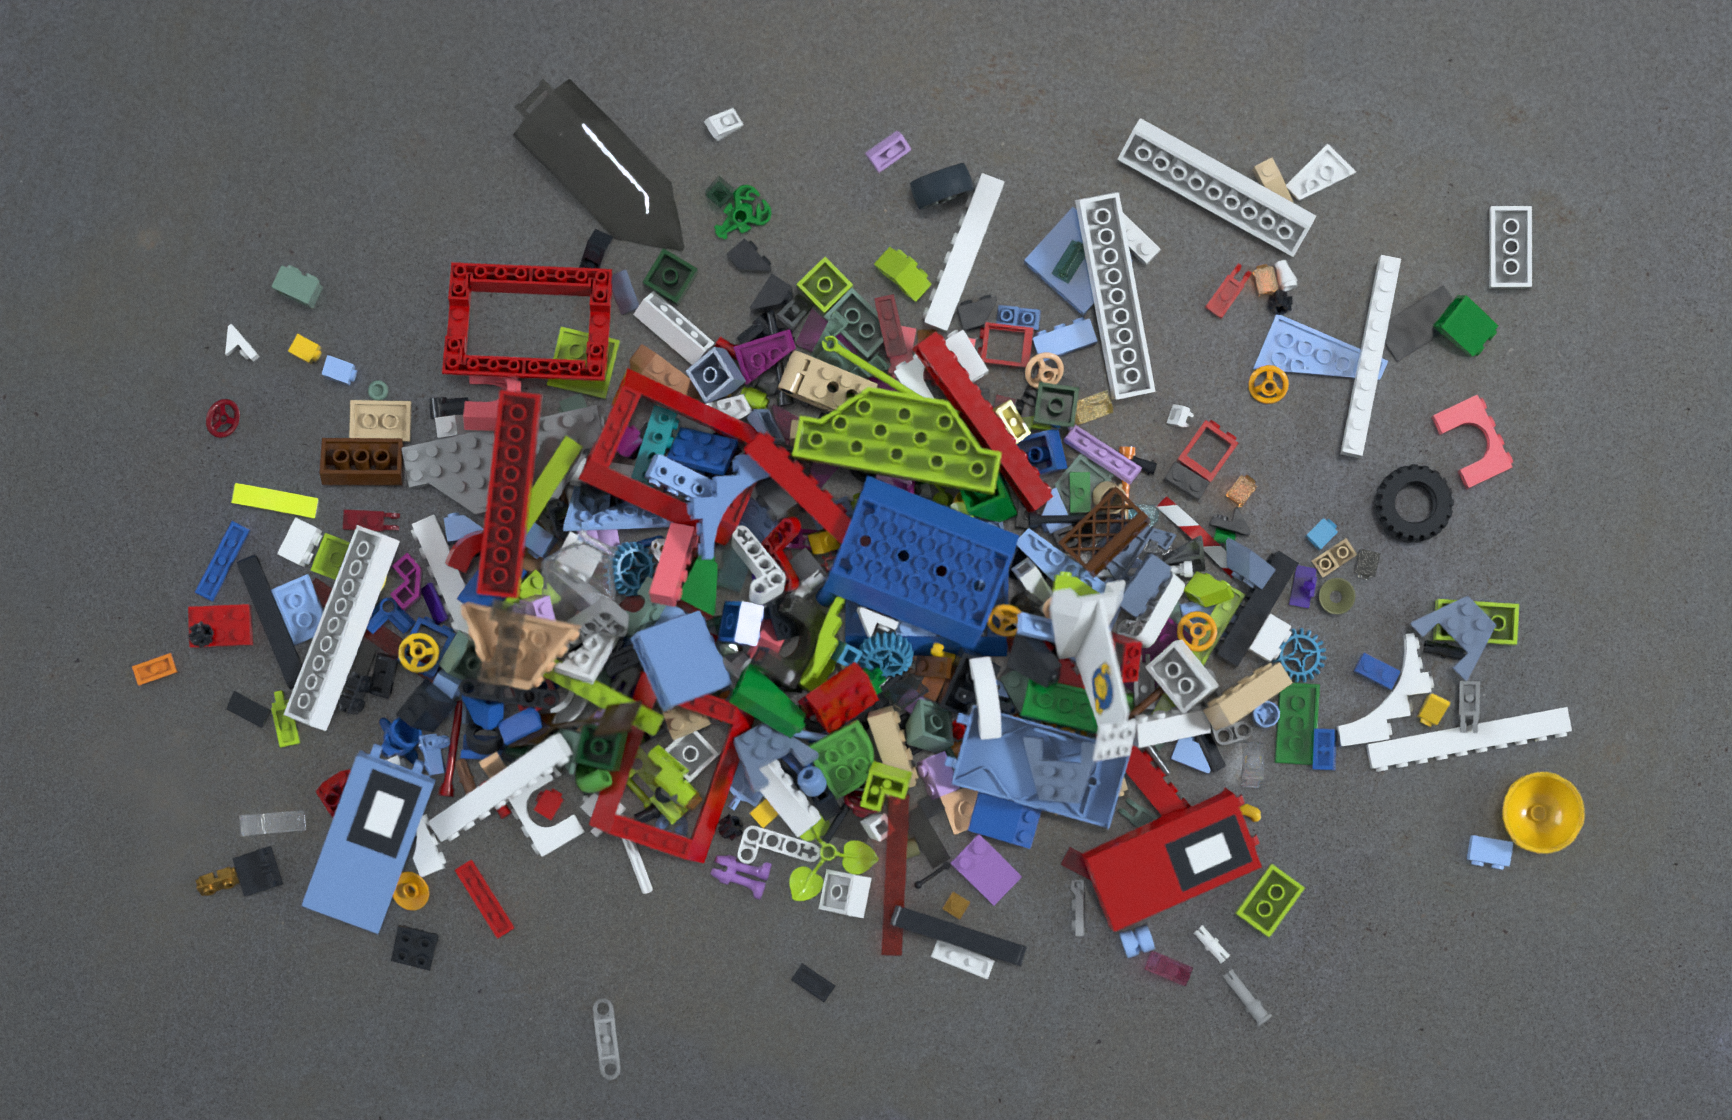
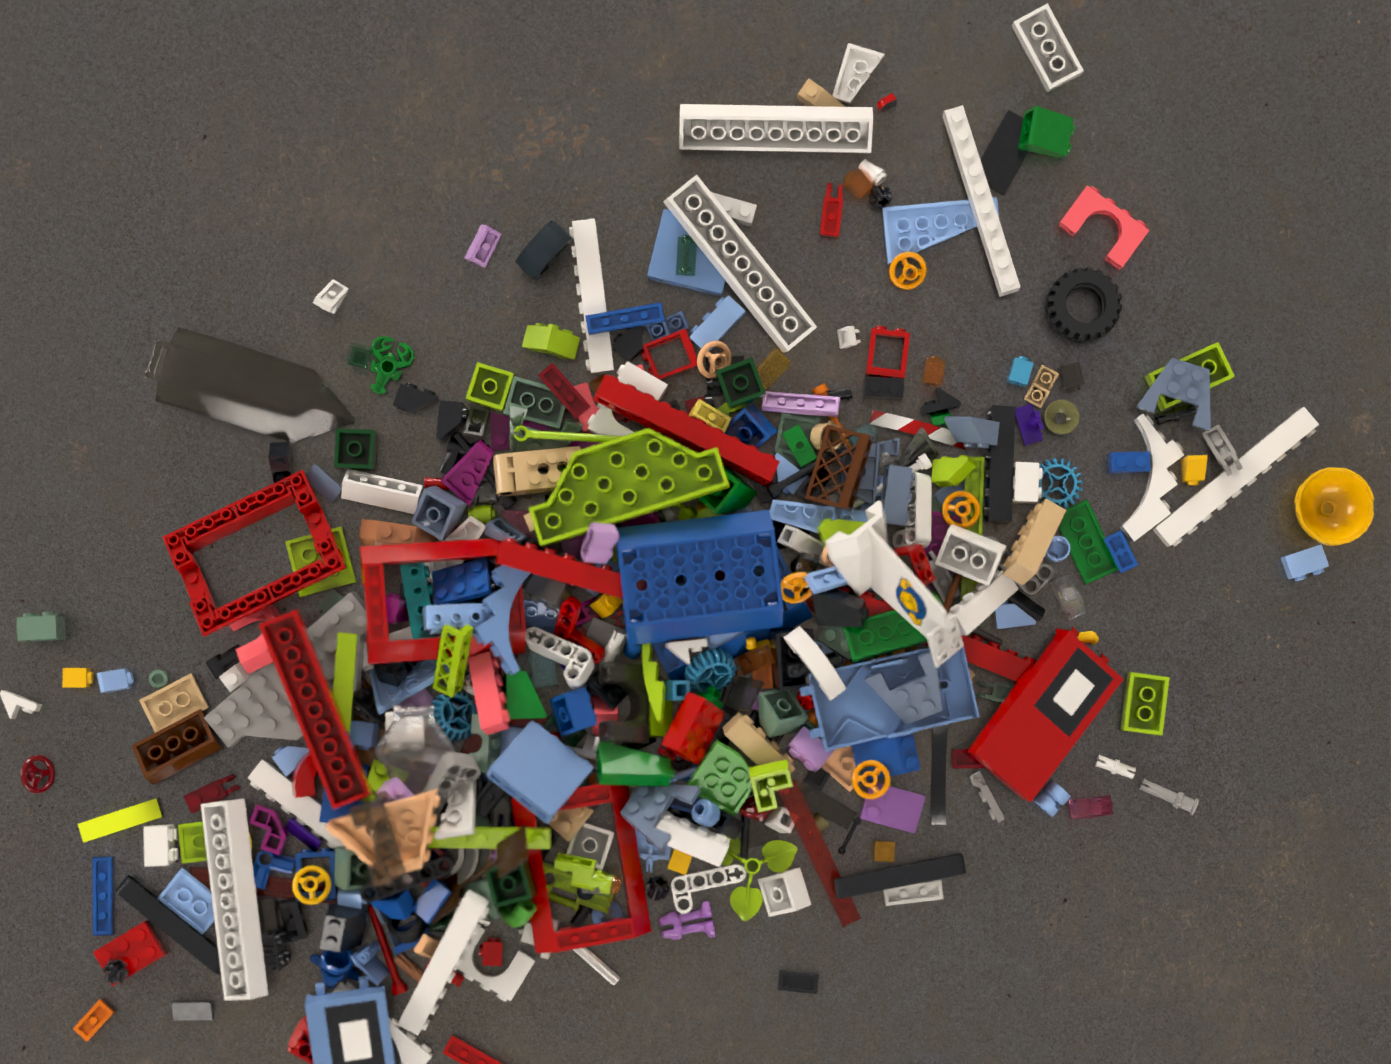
camera: 30 degrees left, 0 degrees up
(285, 726) = (232, 1009): lime hinge -> none
(657, 522) = (456, 663): none -> lime fence
(847, 482) = (599, 543): none -> lavender brick
(978, 838) = (856, 777): none -> light orange piece
(982, 289) = (625, 318): none -> blue tile
(1045, 863) = (938, 775): none -> black sticker
(1333, 218) = (887, 102): none -> red tile

